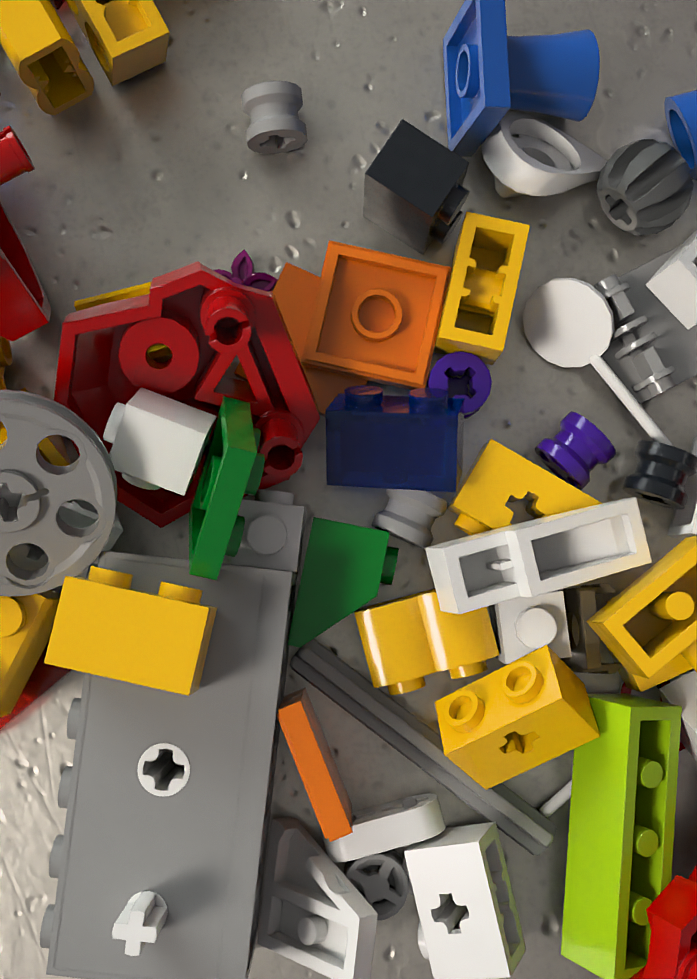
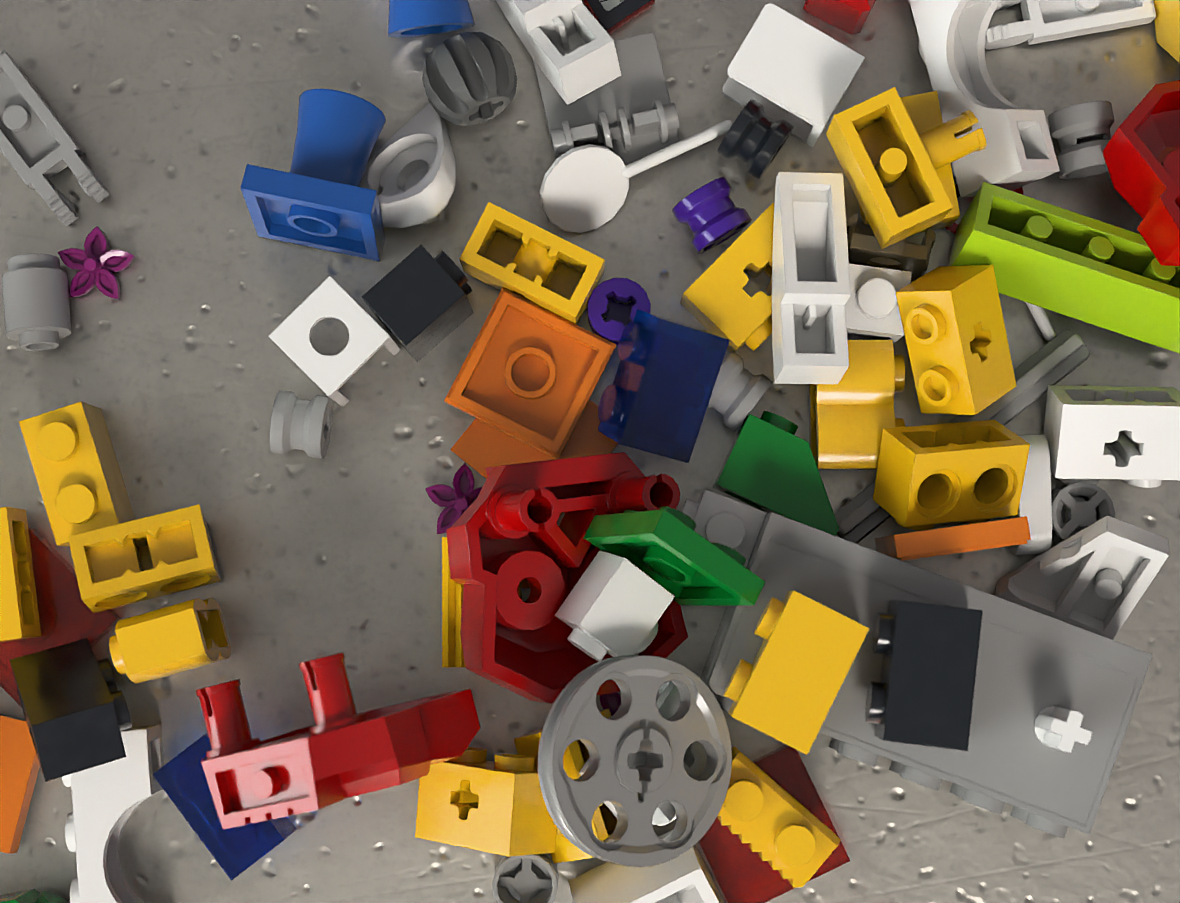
camera: 75 degrees left, 0 degrees up
(159, 767) = (924, 674): none -> black brick
(323, 111) = (364, 338): none -> white piece
(382, 744) = (950, 473): none -> yellow brick

